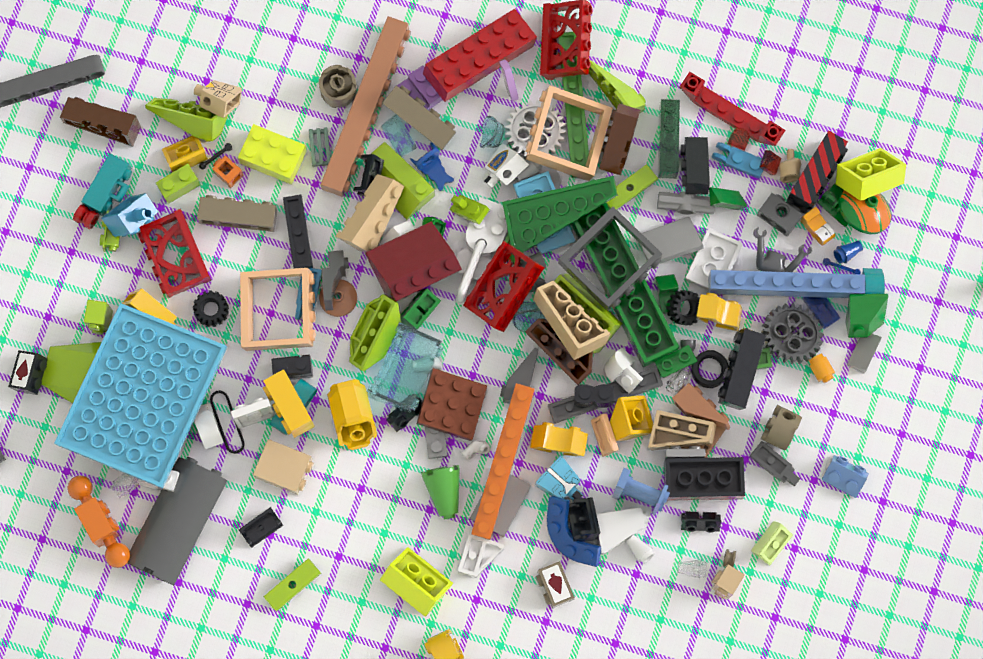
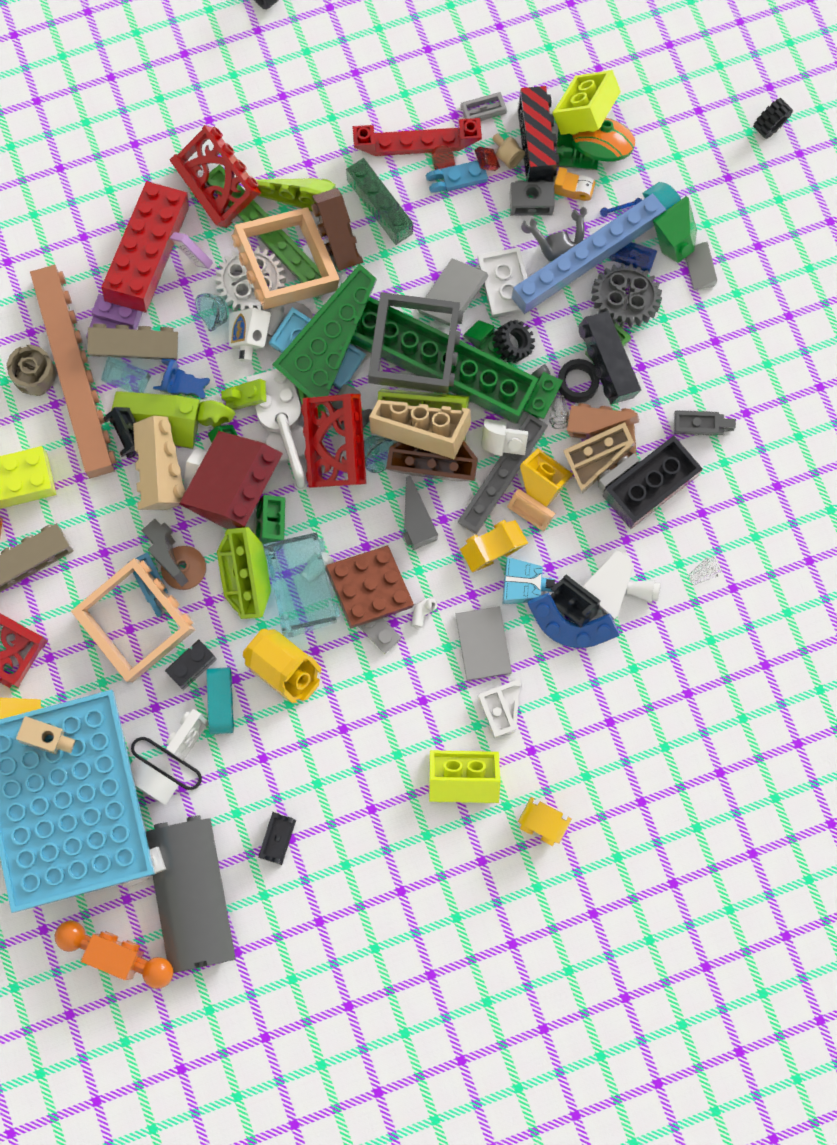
camera: 40 degrees left, 0 degrees up
(124, 485) = (112, 899): clear brick -> none
(154, 338) = (34, 733): none -> tan torso
(203, 300) = (81, 667): black tyre -> none
(282, 593) = (351, 855): lime tile -> none
(283, 467) = (254, 764): tan brick -> none
(287, 404) = (215, 700): yellow brick -> none
(297, 232) = (97, 533): black hinge -> none
(318, 131) = (45, 427): sand green tile -> none
(400, 419) = (330, 636): black hinge -> none
(438, 206) = (214, 413): none -> lime hair
(443, 489) = (423, 670): bright green cone -> none
(503, 461) = (460, 602): orange brick -> none
(555, 585) = (594, 681): brick -> none
(599, 396) = (491, 482): black brick -> none
(638, 182) = (381, 260): lime tile -> none
(640, 491) = (596, 536): medium blue fence -> none
(684, 203) = (440, 247): light grey piece -> none
(695, 165) = (424, 206): black brick -> none
(710, 522) = (686, 519): black hinge -> none
(724, 313) = (548, 321): yellow brick -> none
(726, 198) = (474, 217): green slope -> none
(727, 581) = (747, 559): tan brick -> none
(729, 558) = (729, 537): dark tan bush -> none
(772, 542) = (754, 495): yellowish green slope -> none
(781, 427) = (685, 384): dark tan brick -> none
(797, 123) = (485, 111): none -> light grey tile
(821, 368) = (676, 307): light orange brick -> none
(845, 476) = (772, 387): medium blue bracket -> none
(846, 252) = (616, 189): blue cone -> none

